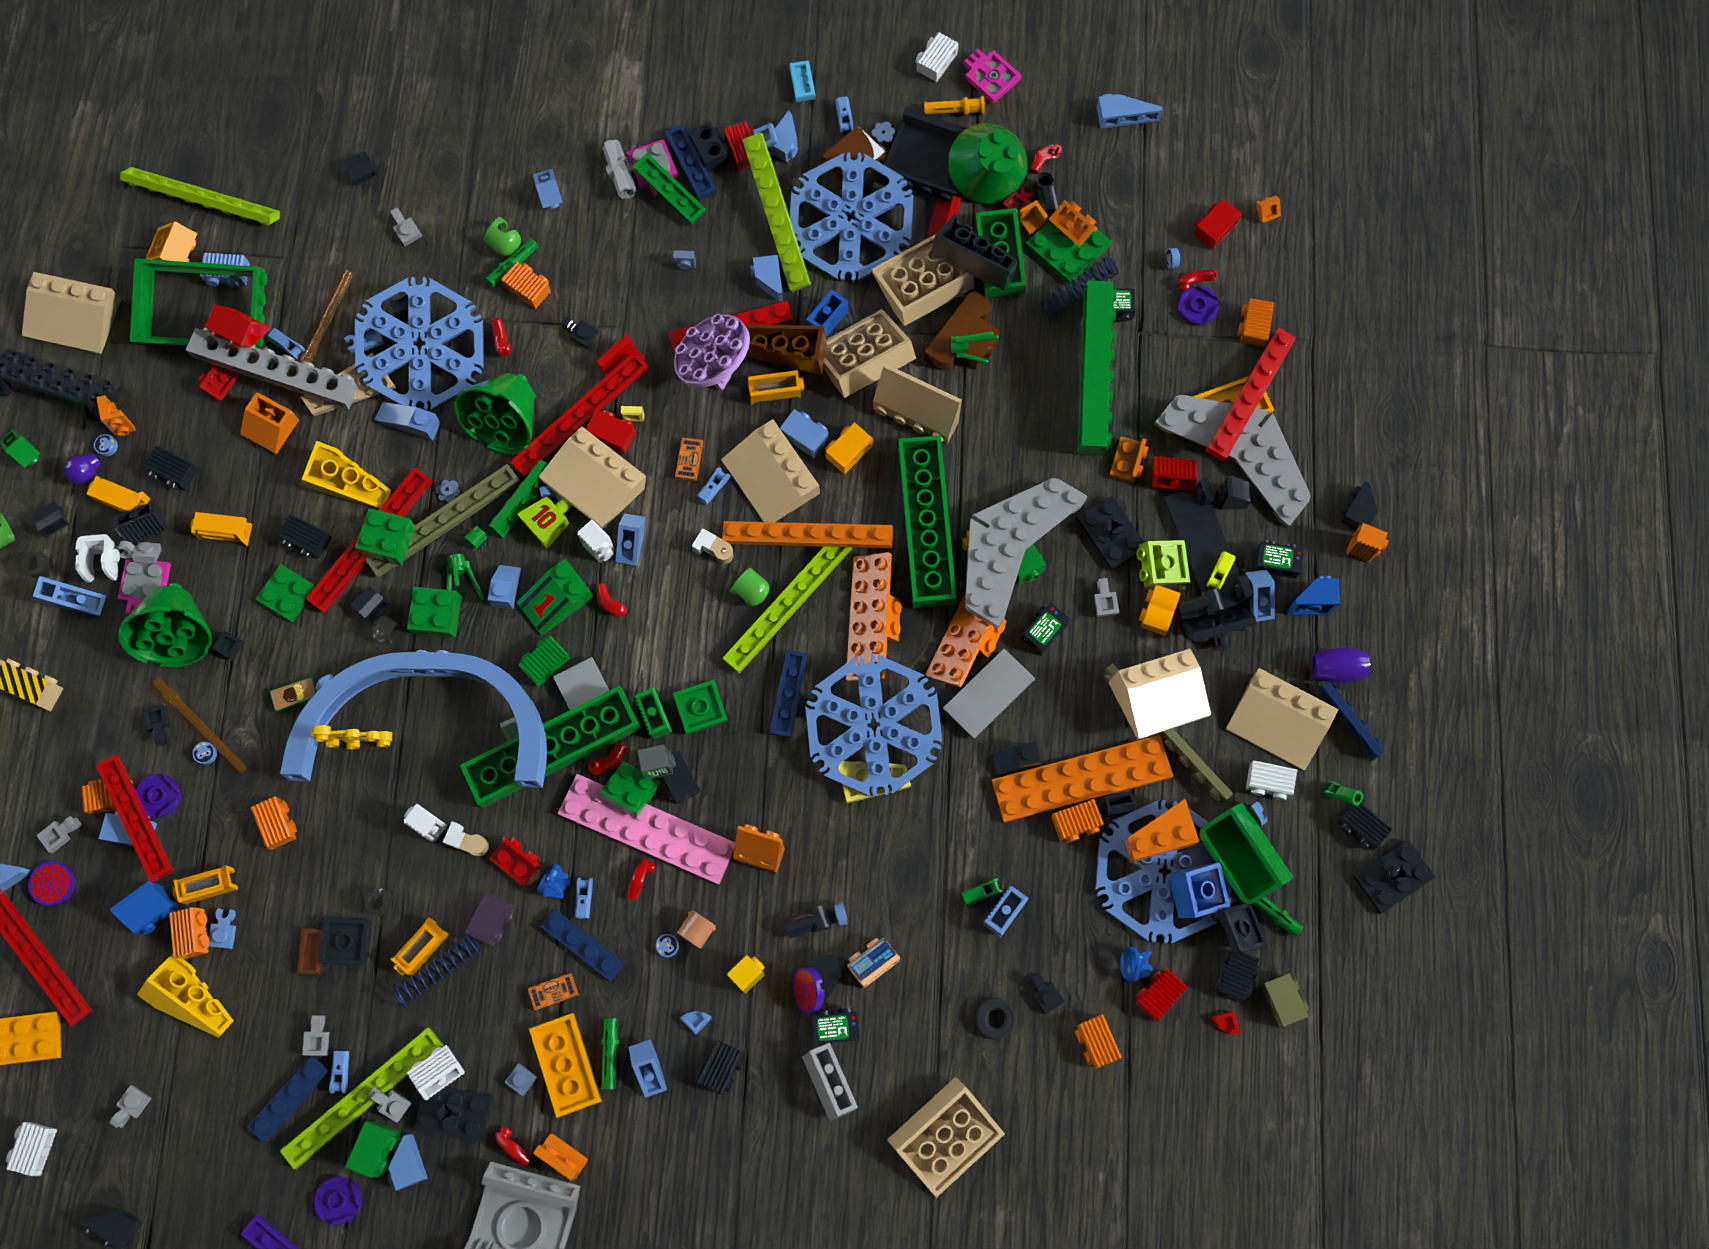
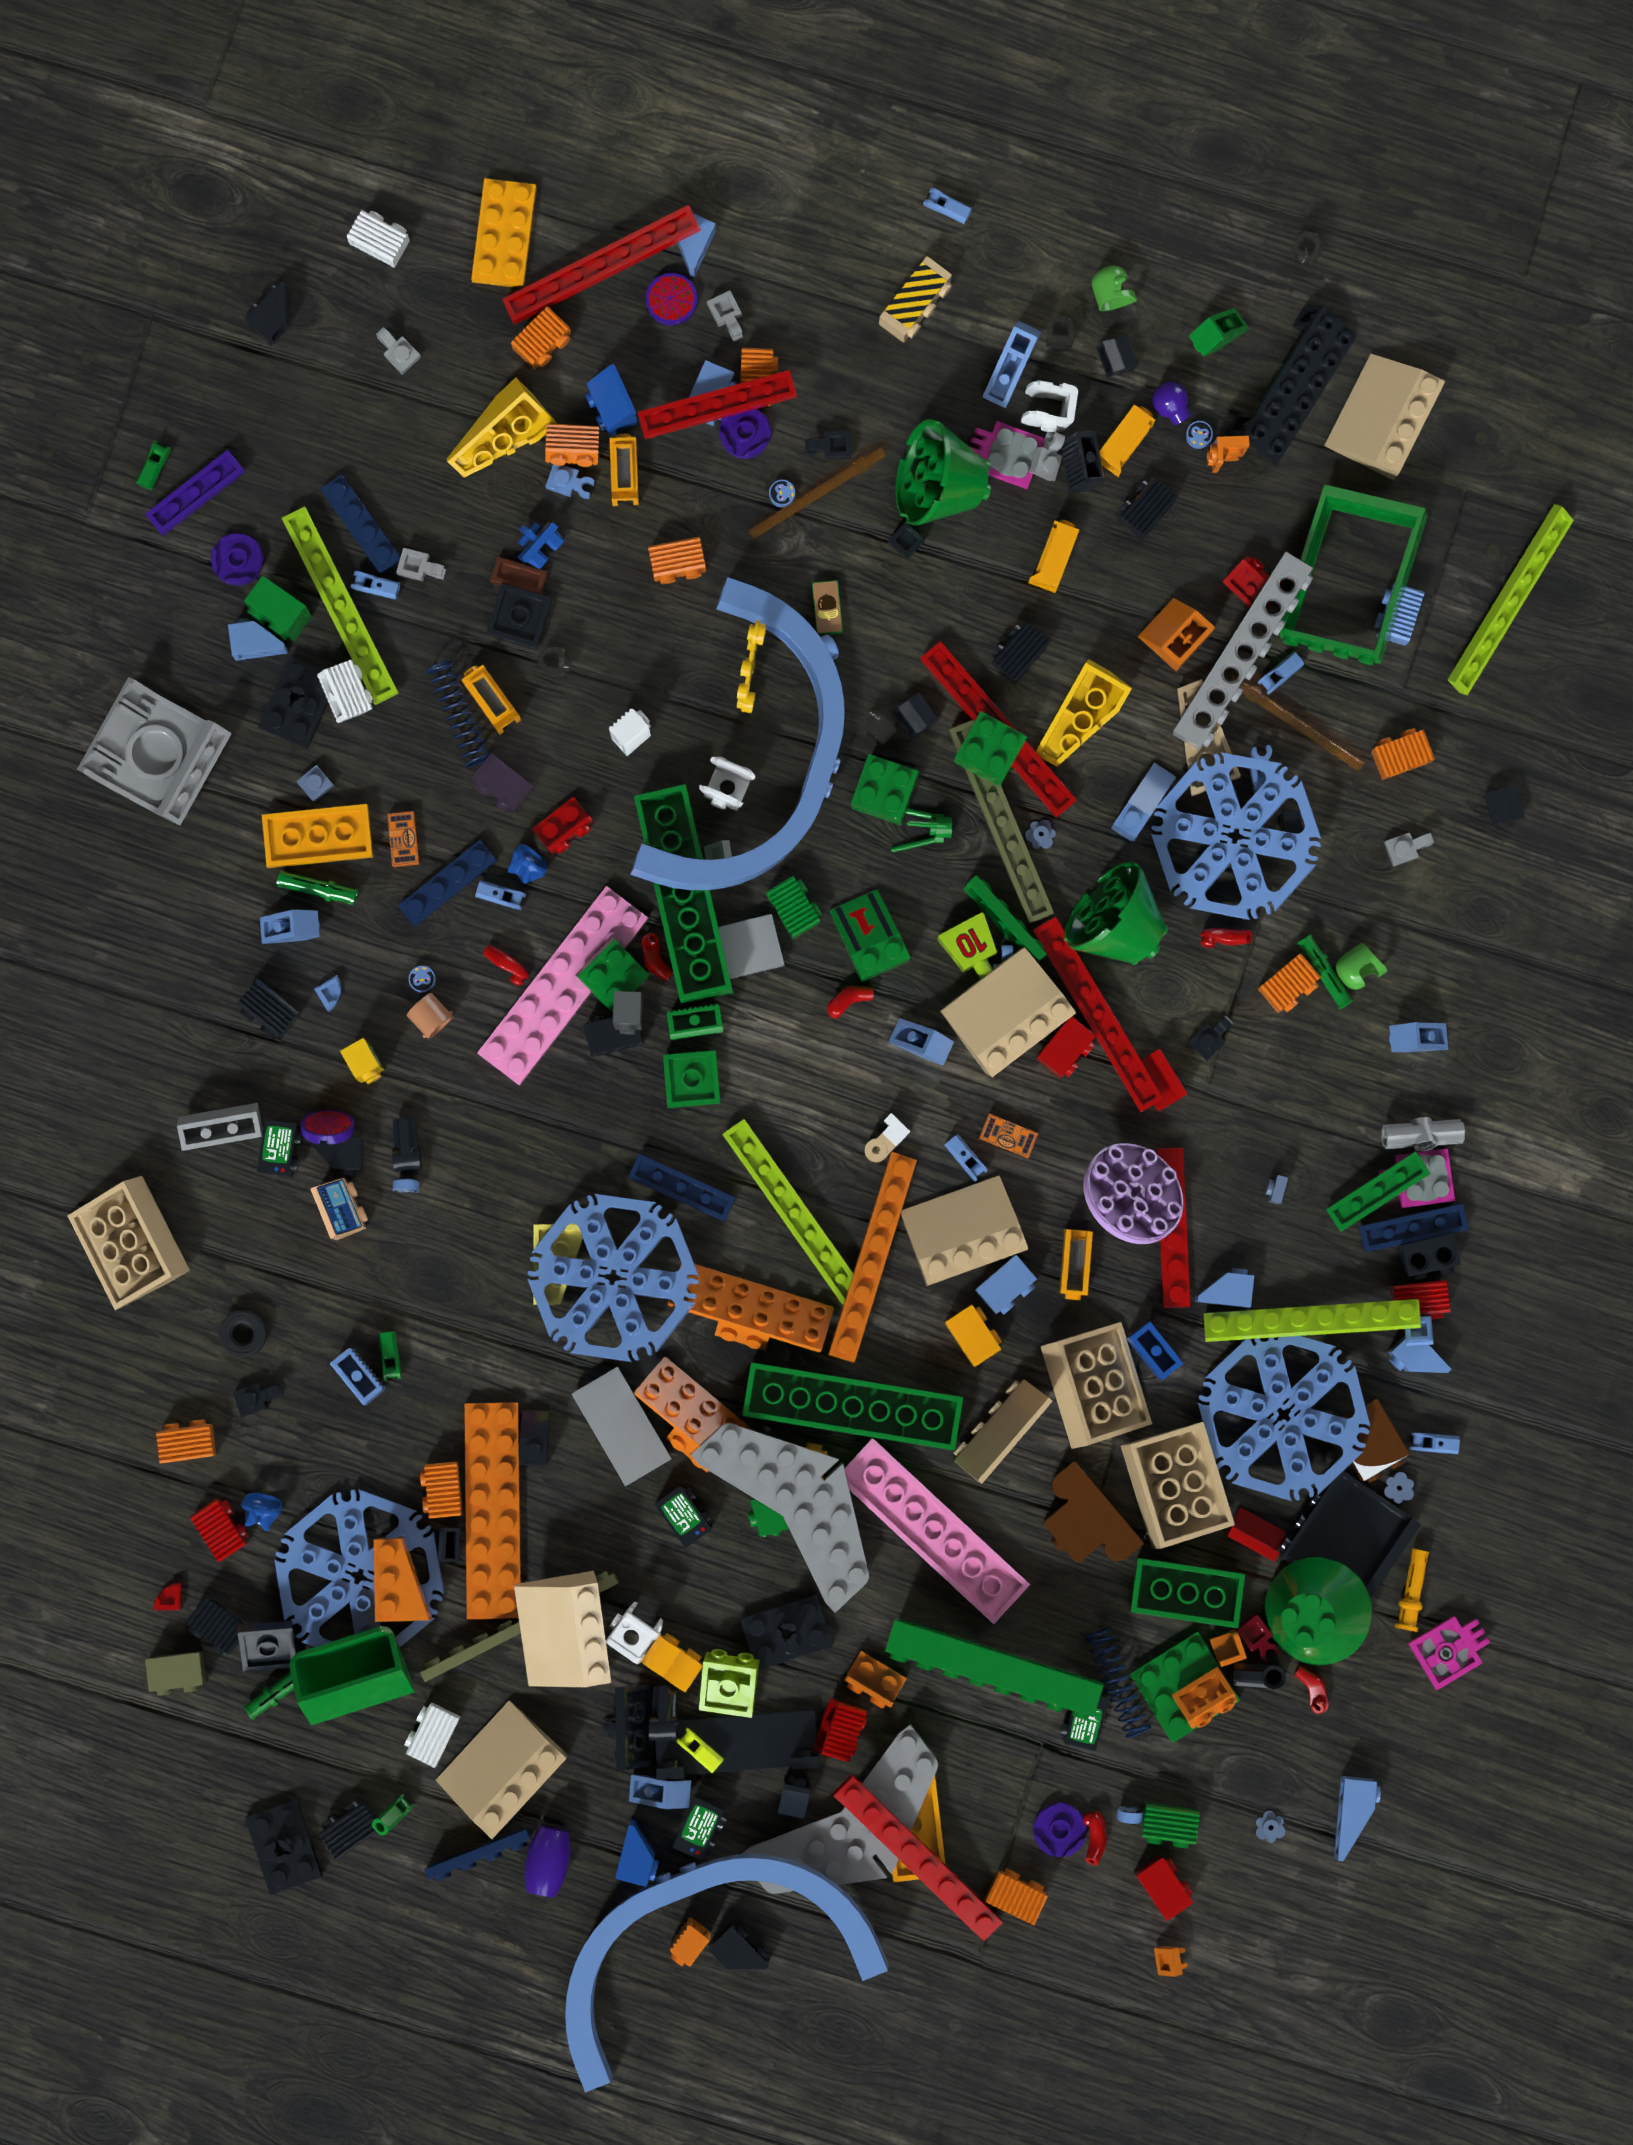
camera: 95 degrees right, 10 degrees up
(101, 983) = (541, 338): none -> orange brick
(172, 243) = (1446, 552): light orange slope -> none
(235, 326) = (1300, 618): red slope -> none
(277, 945) = (548, 535): none -> blue hips
(285, 593) = (955, 619): green plate -> none
(333, 244) = (1402, 754): none -> orange brick
(391, 1105) = (323, 635): light grey plate -> none
(444, 731) = (732, 772): none -> white piece
(472, 844) = (599, 772): leg -> none
(475, 537) = (969, 856): green hose -> none
(504, 587) = (899, 879): medium blue slope -> none
(511, 1147) = (243, 757): red arm -> none
(561, 1157) = (217, 811): orange bracket -> none
(596, 541) = (923, 1000): white brick -> none
(632, 413) = (1083, 1079): light yellow tile -> none
(751, 588) = (821, 1172): bright green helmet -> none
(758, 849) = (501, 1107): orange slope -> none
(788, 346) = (1121, 1292): reddish brown wedge -> none
(802, 81) = (1497, 1399): medium azure plate -> none
(937, 56) = (1491, 1585): white brick -> none
(960, 344) = (1069, 1506): green plant -> none
(973, 253) = (1182, 1553): black wedge -> none
(1005, 442) = (933, 1531): none -> bright pink plate
(1105, 602) = (699, 1598): light grey plate -> none
(1141, 648) = (628, 1621): none -> white piece
(1151, 170) = (1269, 1818): none -> sand blue plant
(1170, 229) = (1170, 1824): none -> green brick
(1199, 890) = (321, 1607): blue slope -> none
(1256, 811) = (397, 1707): medium blue tile -> none
(1330, 563) = (825, 1893): none -> medium blue arch

